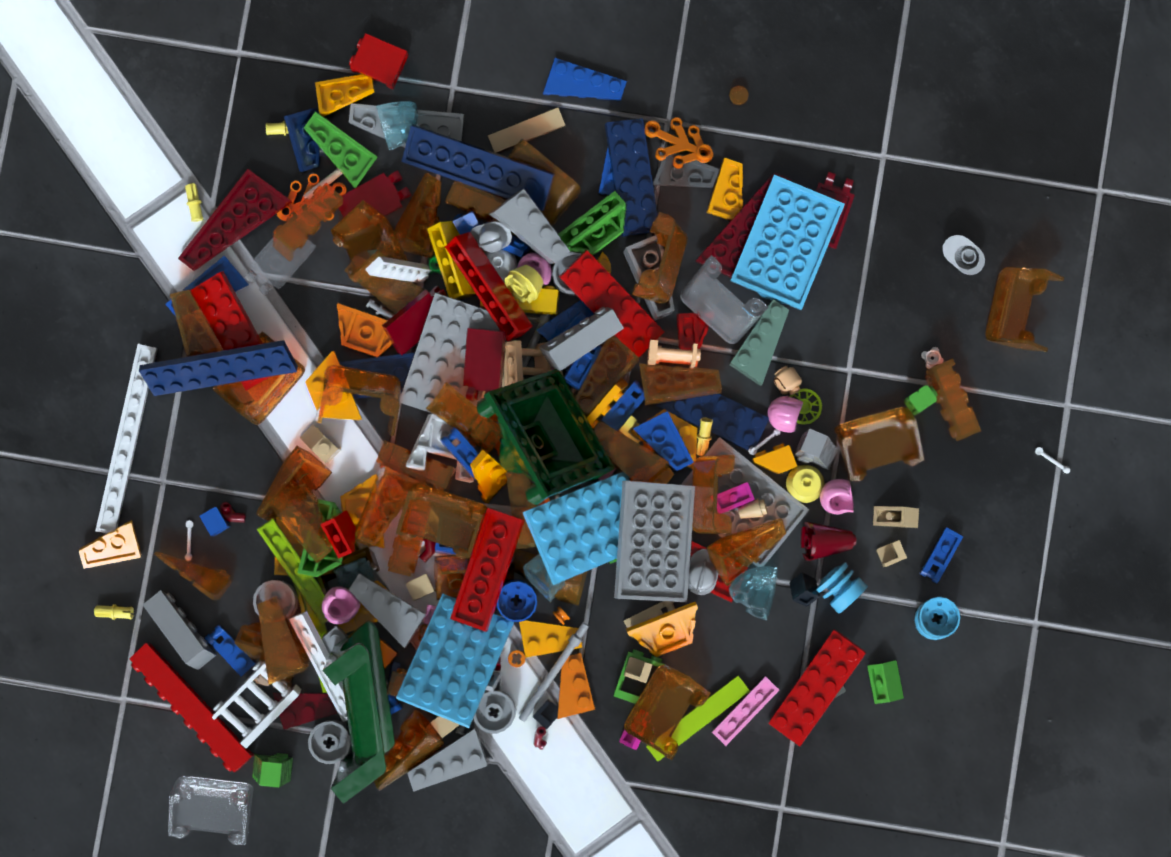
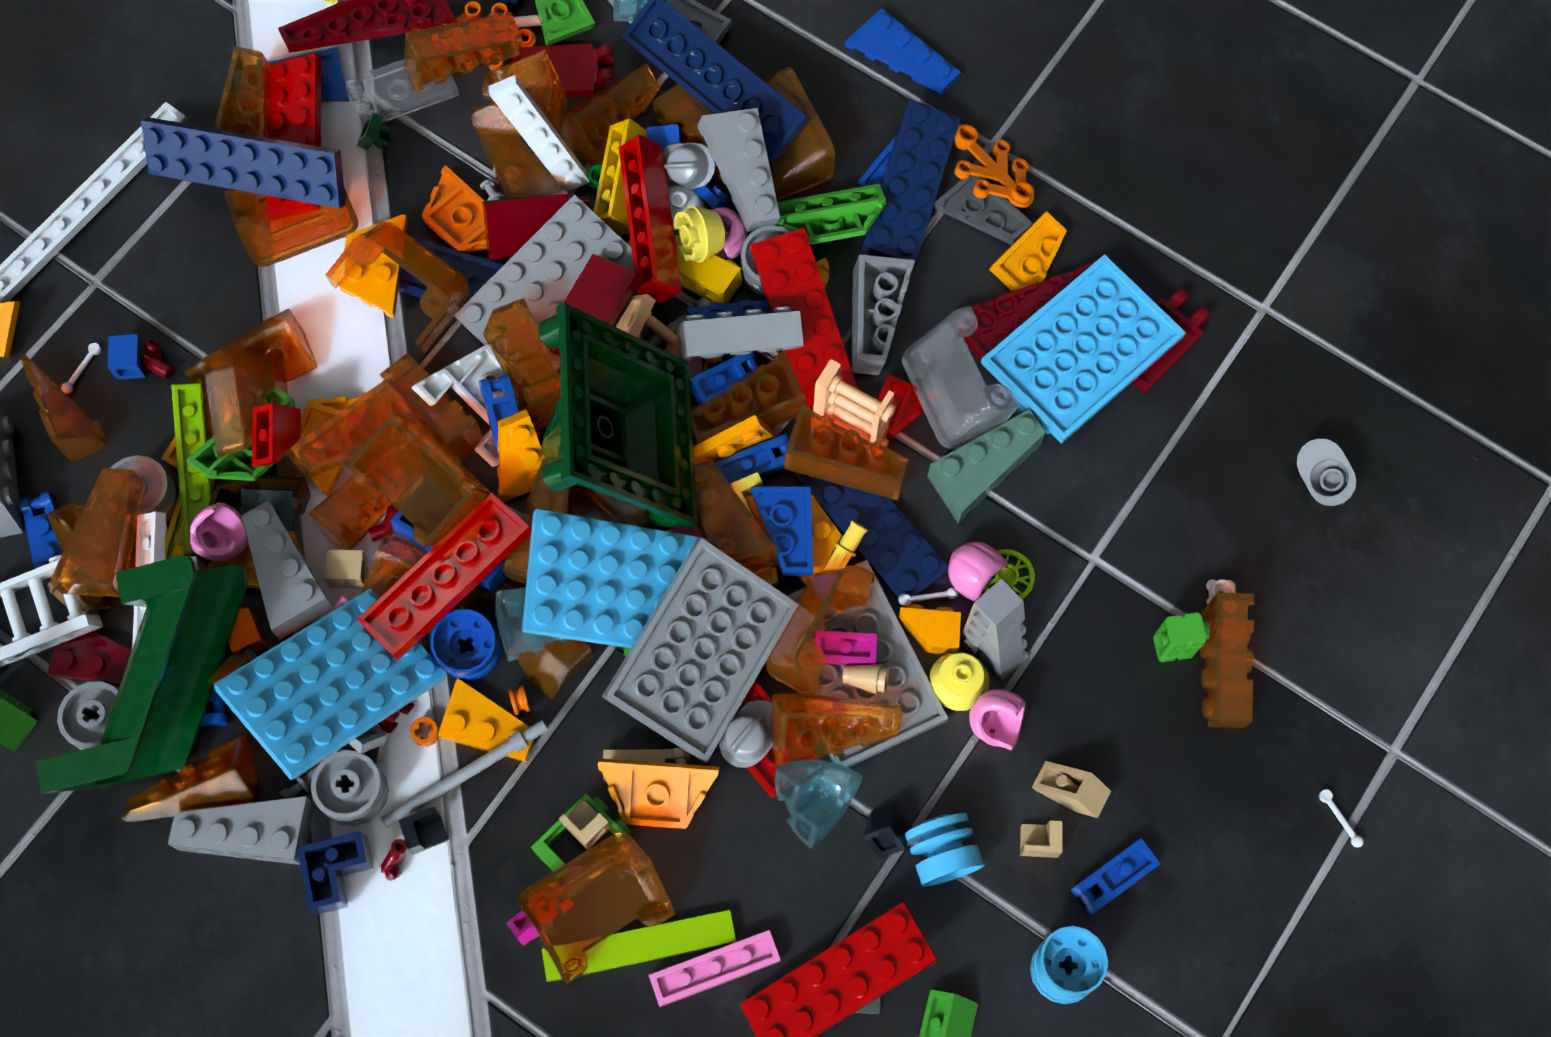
camera: 20 degrees right, 15 degrees down
(277, 301) = (371, 130): none -> dark green tile
(320, 444) = (322, 328): tan slope -> none
(443, 726) = (267, 774): tan panel -> none
(504, 760) = (325, 865): none -> dark blue brick
(526, 130) = (812, 75): tan tile -> none
(574, 688) = (482, 814): orange wing -> none
(659, 284) = (882, 306): clear orange windscreen -> none
(738, 95) = (1100, 150): clear orange plate -> none
(787, 380) = (999, 528): light nougat head -> none
(825, 540) = (952, 772): dark red cone -> none
(879, 441) = (1094, 673): clear orange windscreen -> none
(1012, 306) = (1372, 569): clear orange windscreen -> none

